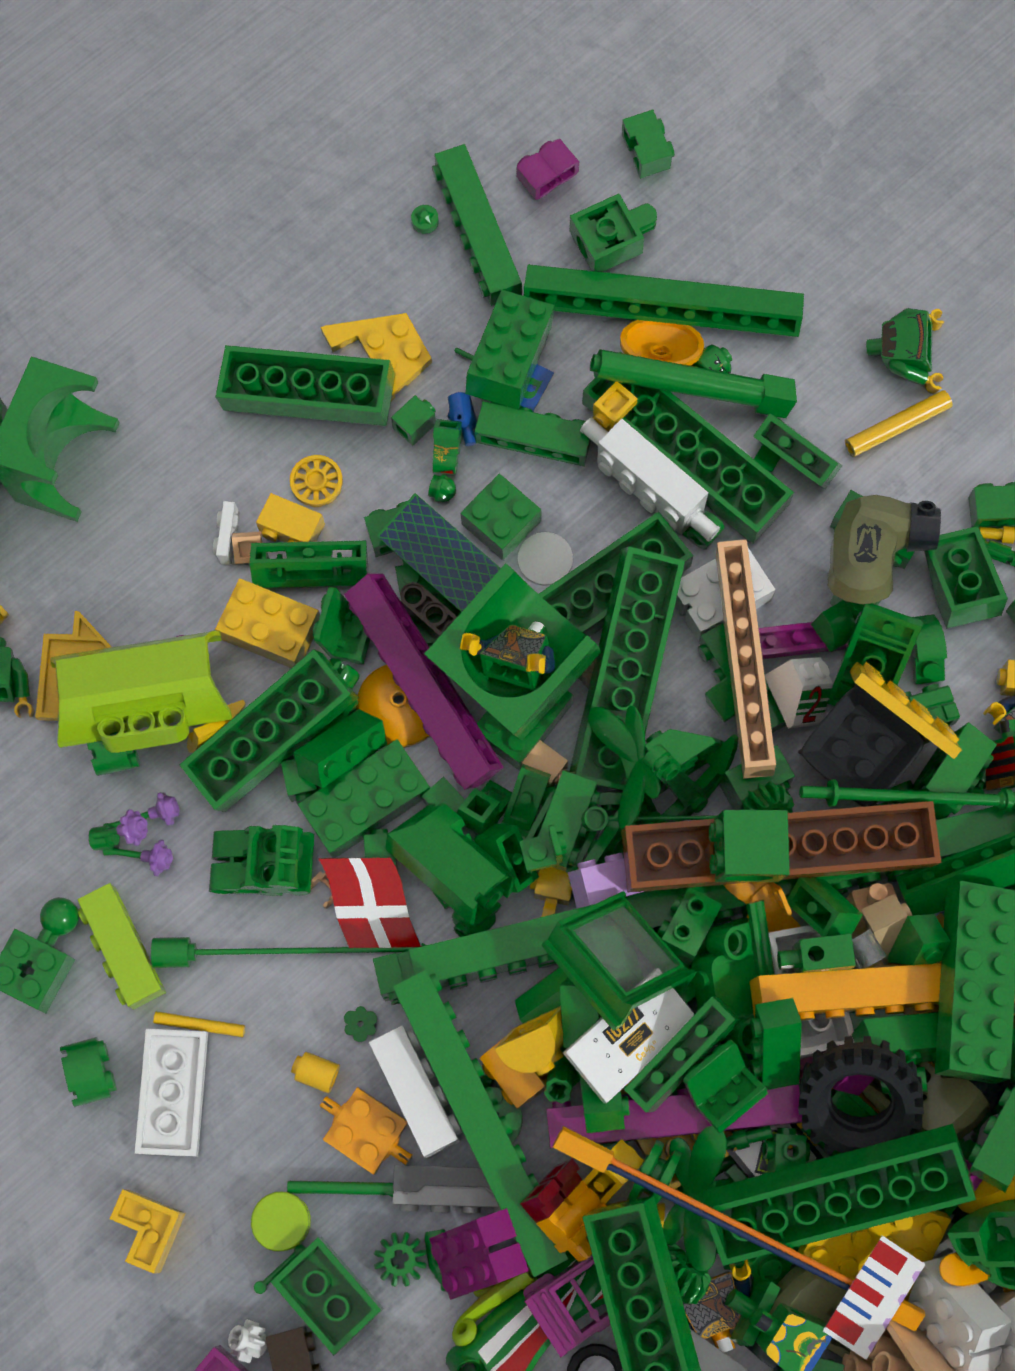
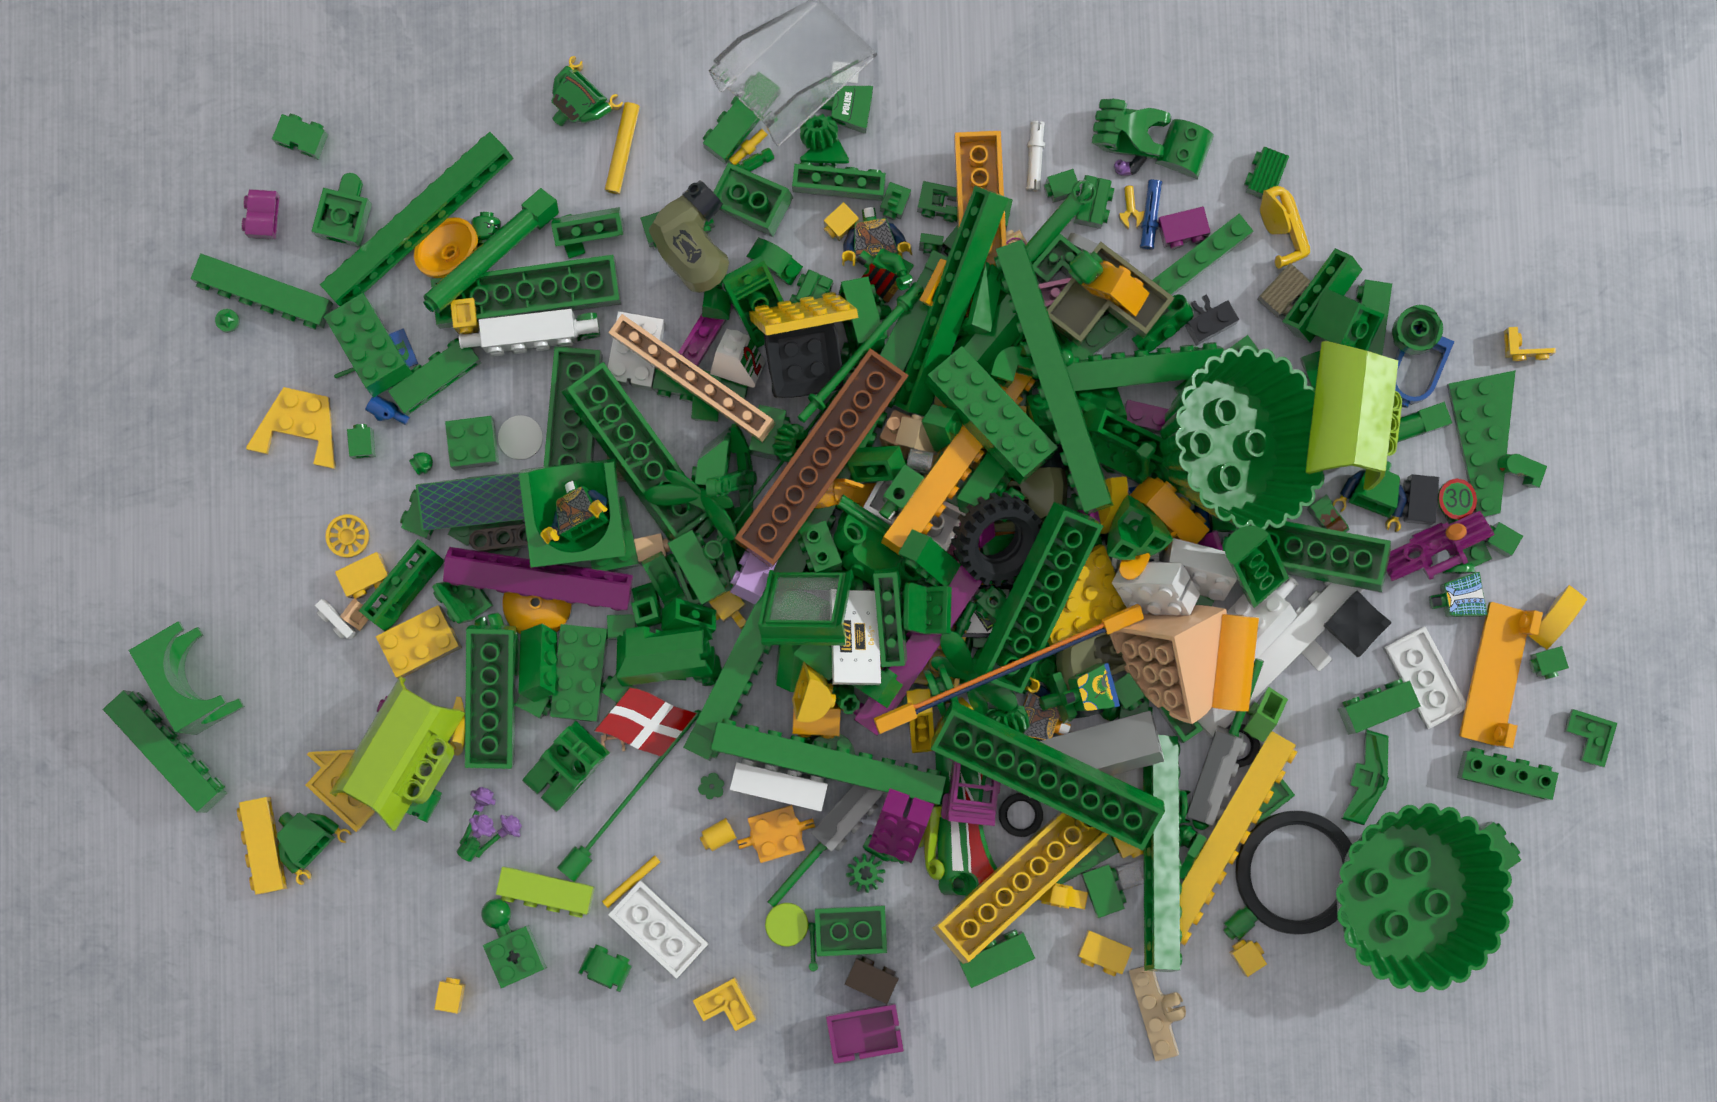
camera: 55 degrees left, 10 degrees up
(247, 1341) = (838, 996): white gear -> none
(305, 385) = (281, 491): green brick -> none
(446, 446) = (397, 437): green leg -> none
(544, 850) = (706, 595): green bracket -> none
(559, 1208) = (914, 758): hips -> none
(750, 846) = (808, 478): green brick -> none
(874, 1297) = (1107, 625): sticker -> none

